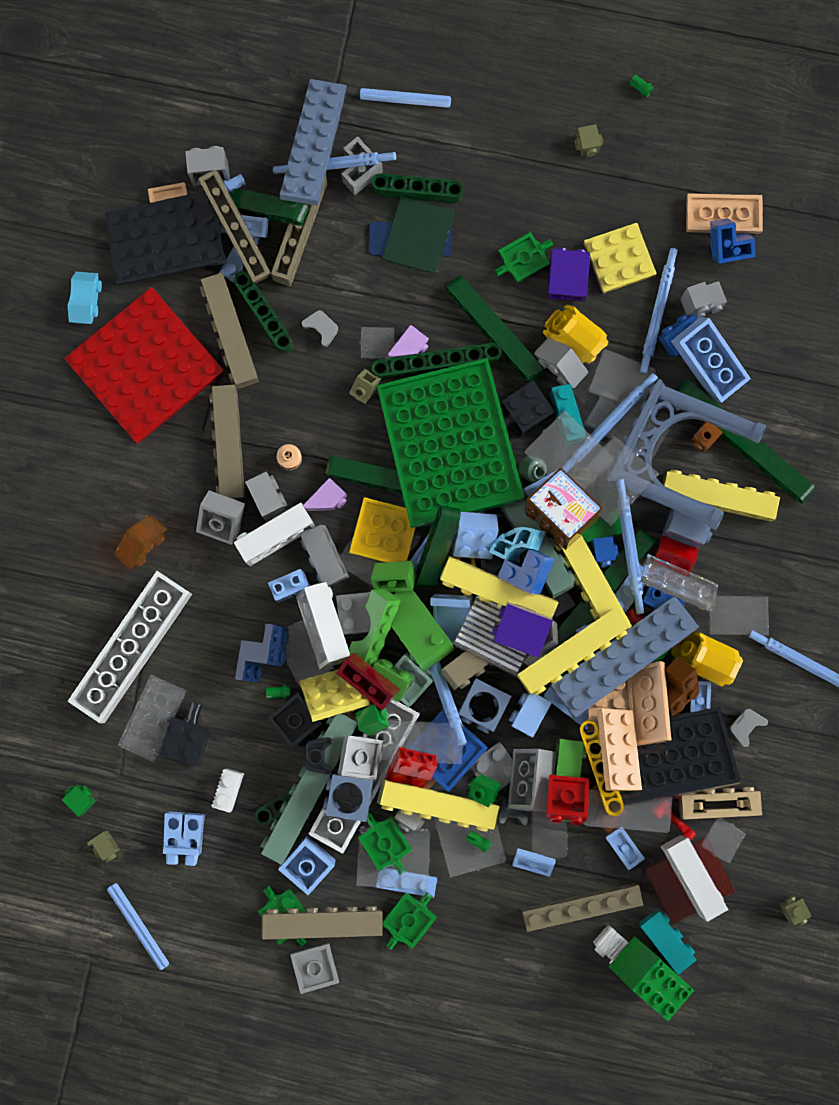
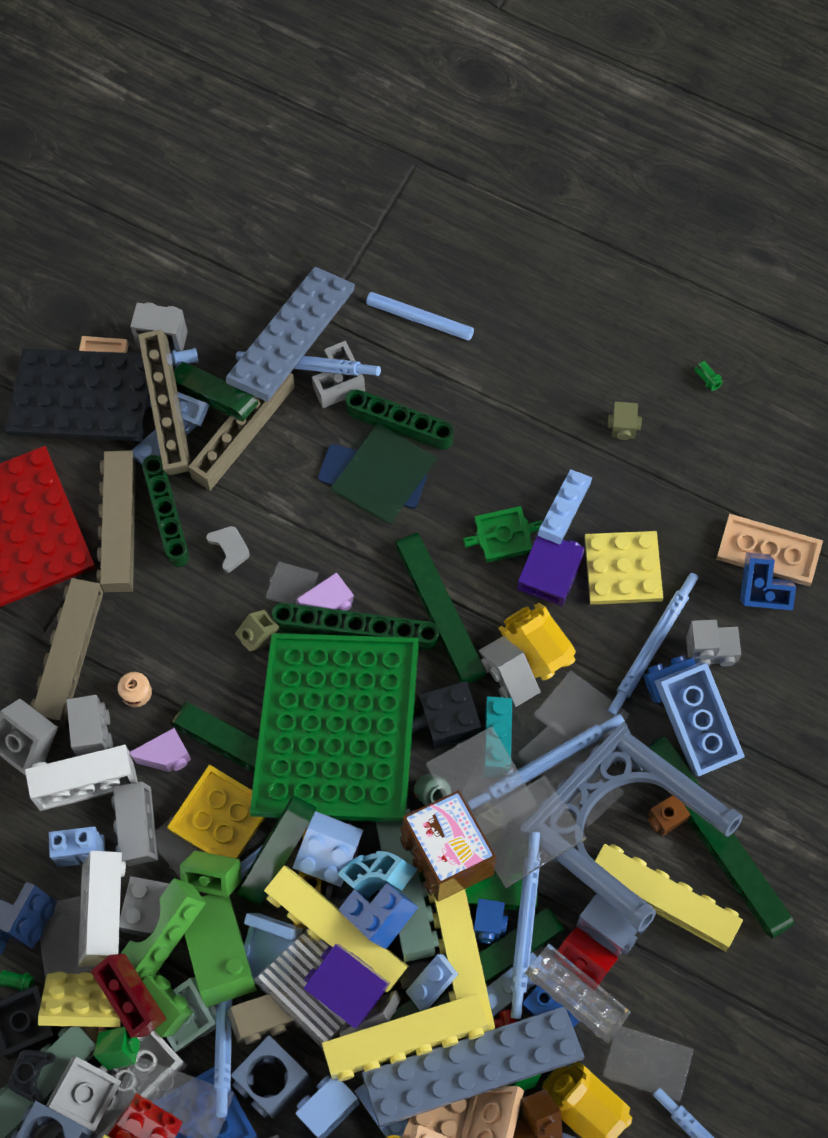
camera: 20 degrees right, 15 degrees down
(565, 223) = (564, 506): none -> light blue plate
(577, 607) = (431, 982): none -> light blue plate

